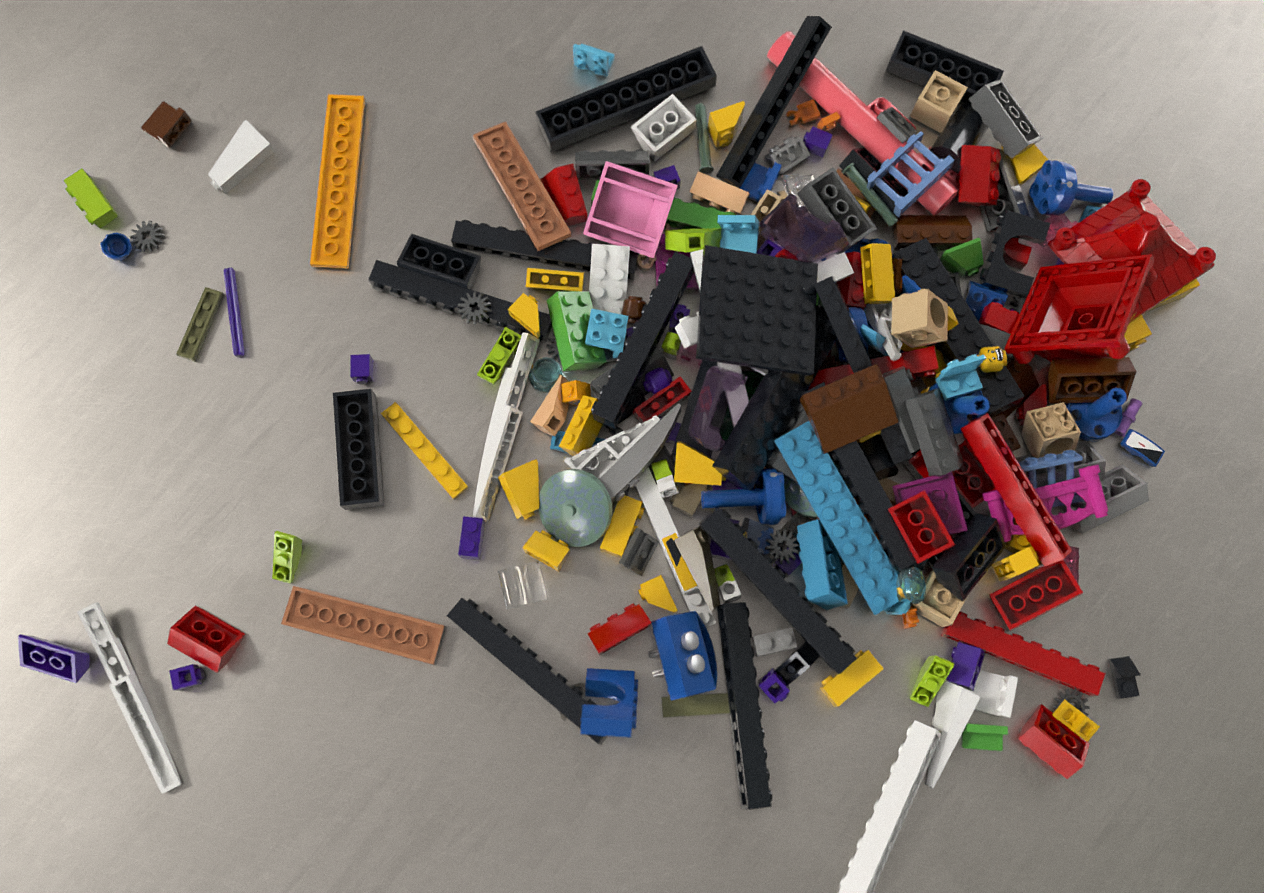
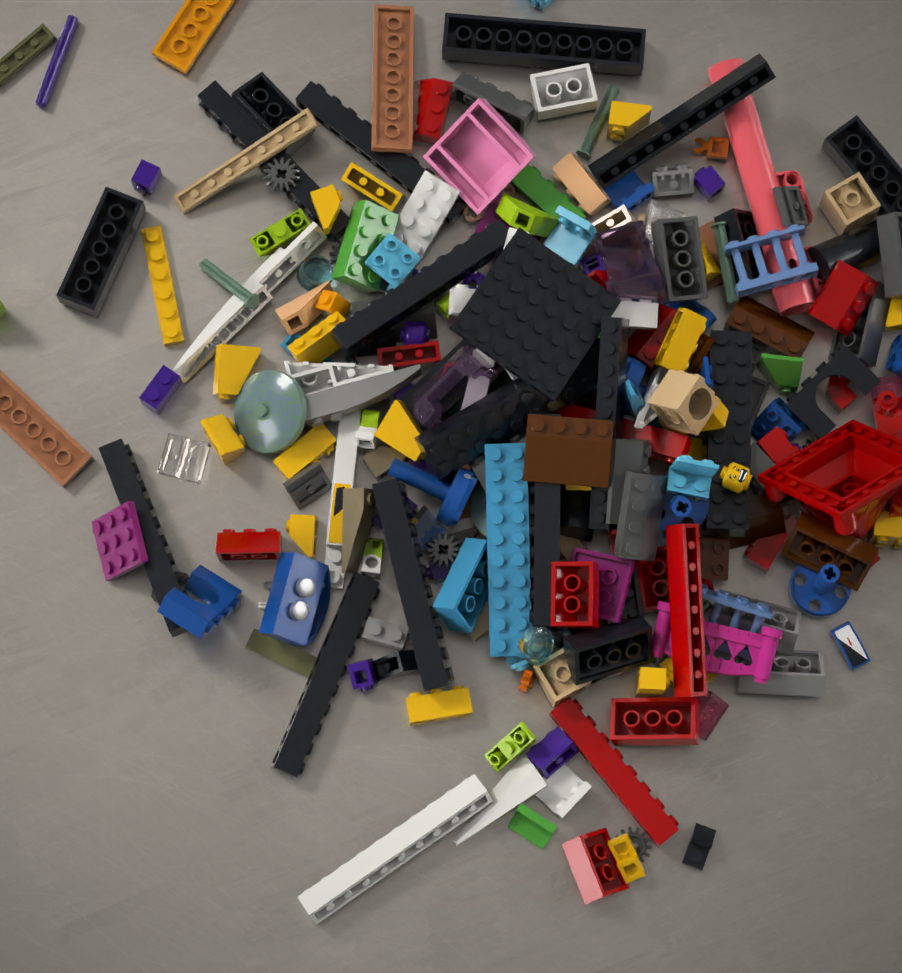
camera: 30 degrees right, 0 degrees up
(438, 312) = (246, 161): none -> tan tile
(481, 419) = (251, 300): none -> sand green axle
(509, 686) = (119, 541): none -> magenta plate
(633, 308) = (432, 251): reddish brown head -> none
(668, 174) = (539, 143): dark purple brick -> none
(829, 122) = (727, 170): orange plate -> none
(1050, 430) = (763, 578): tan brick -> none
(1128, 417) = (853, 609): medium lavender pin -> none

